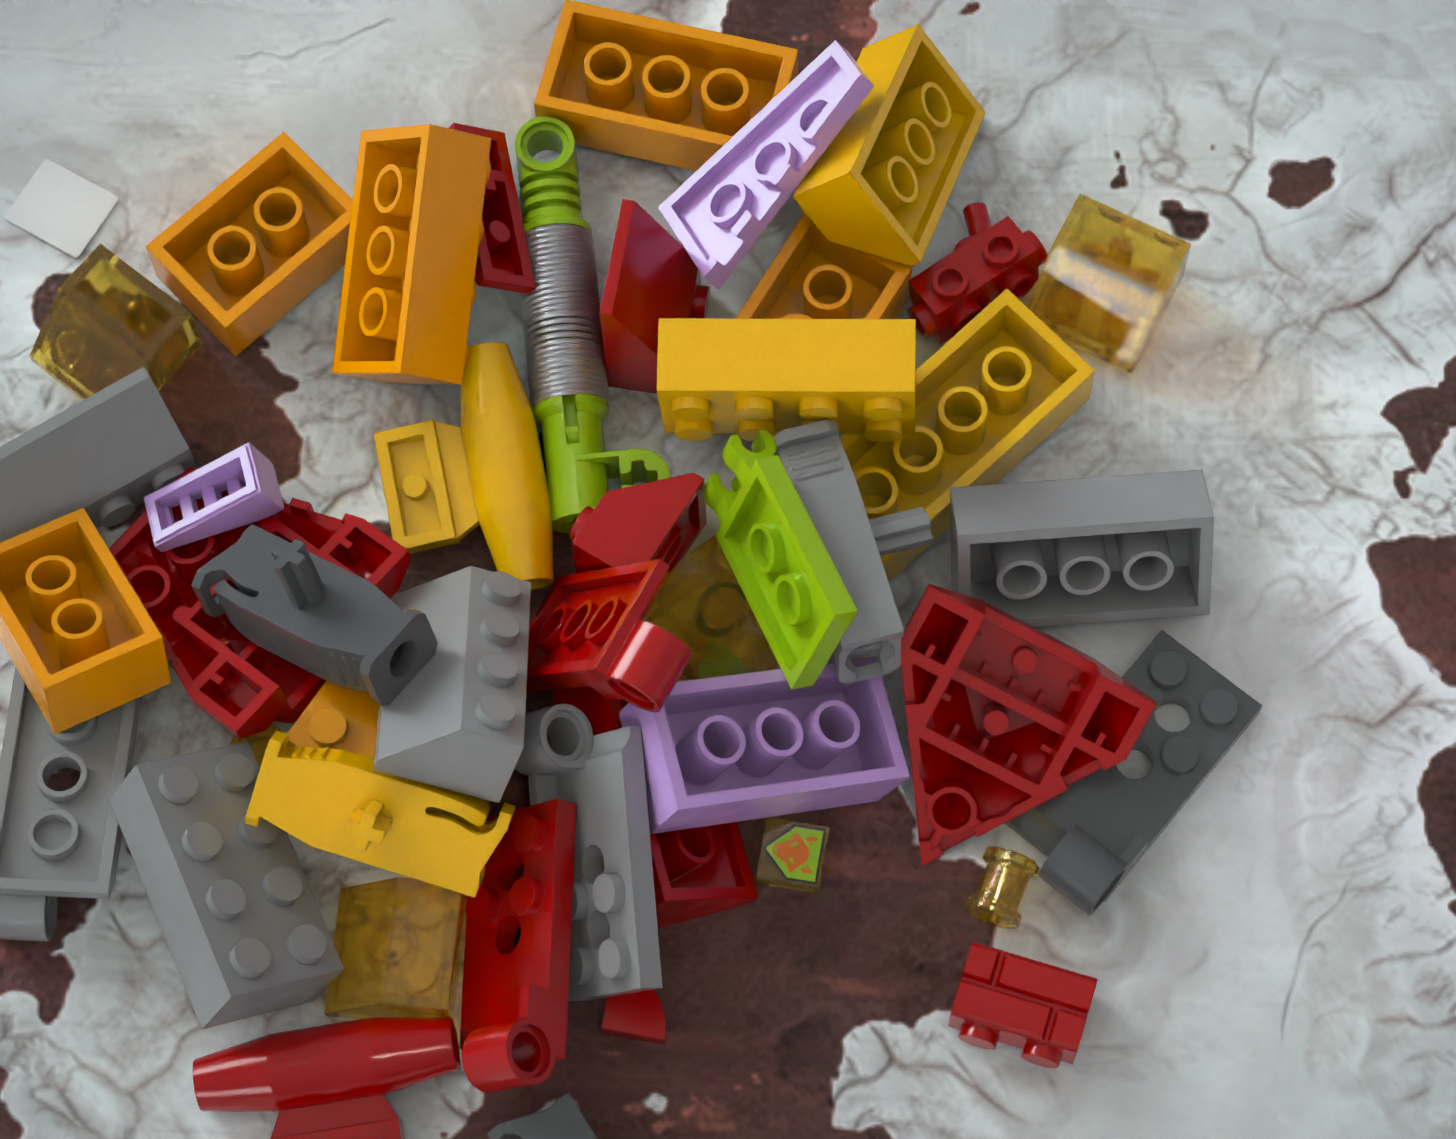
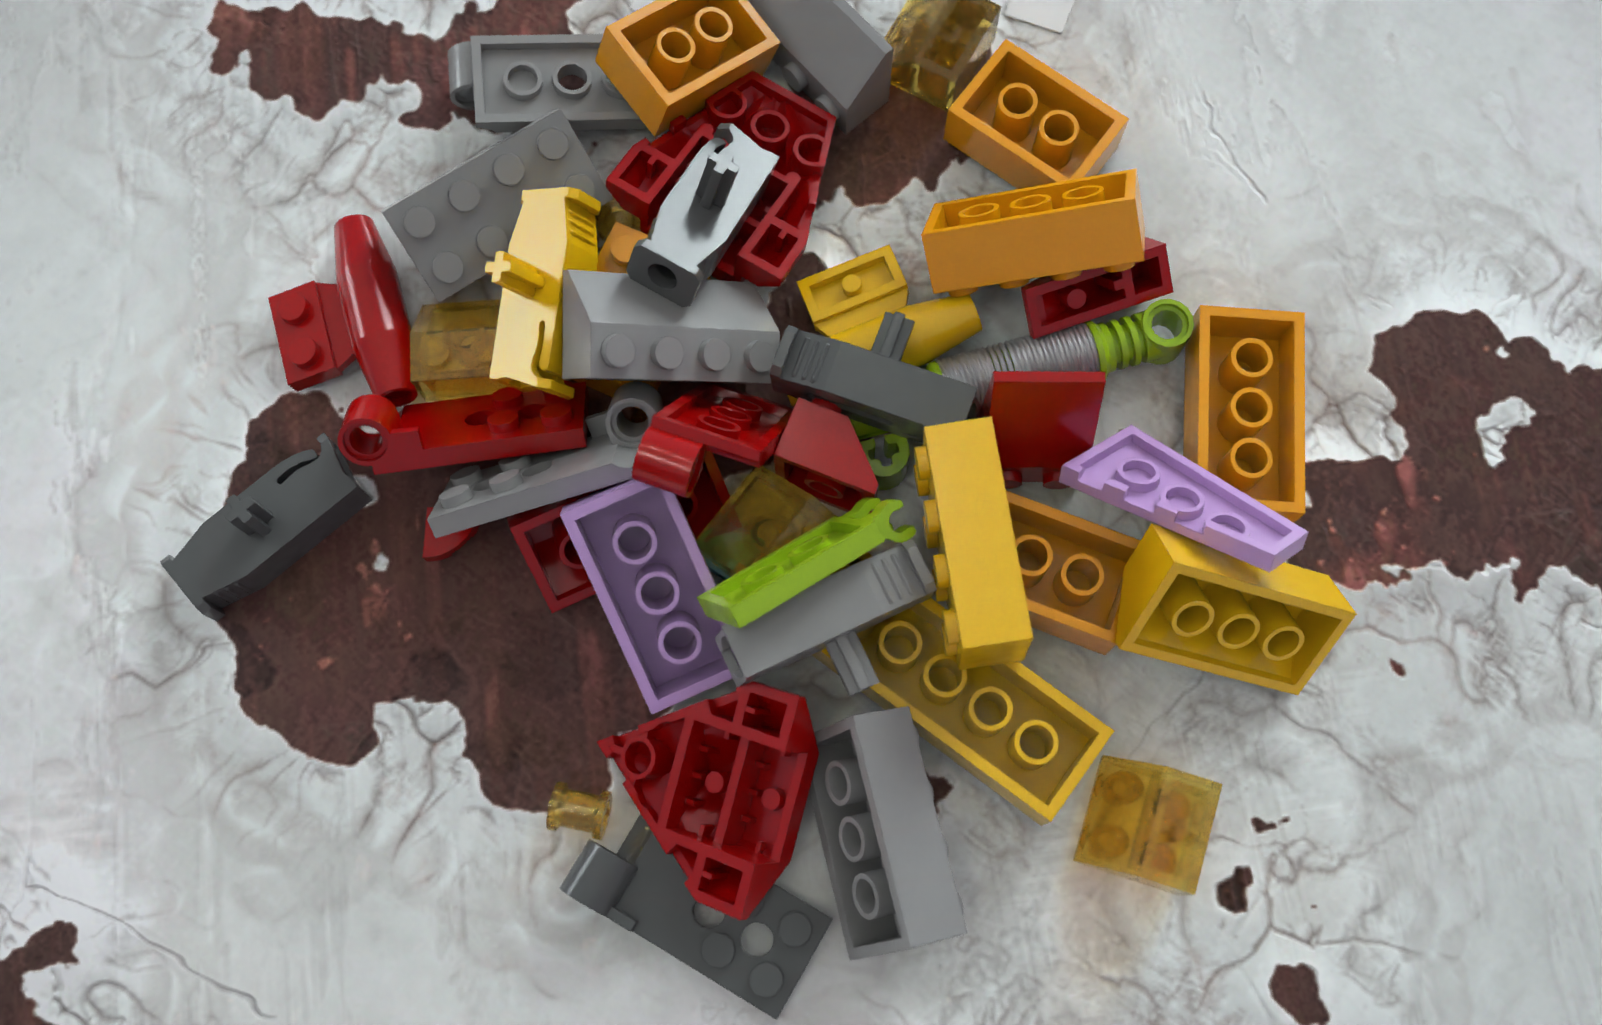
camera: 80 degrees right, 5 degrees up
(251, 497) = (807, 138): lavender slope -> none
(568, 461) = (874, 383): none -> dark grey piece
(792, 855) = (588, 636): tile -> none
(974, 274) = (1139, 713): red brick -> none
(1021, 1005) = (477, 842): red brick -> none

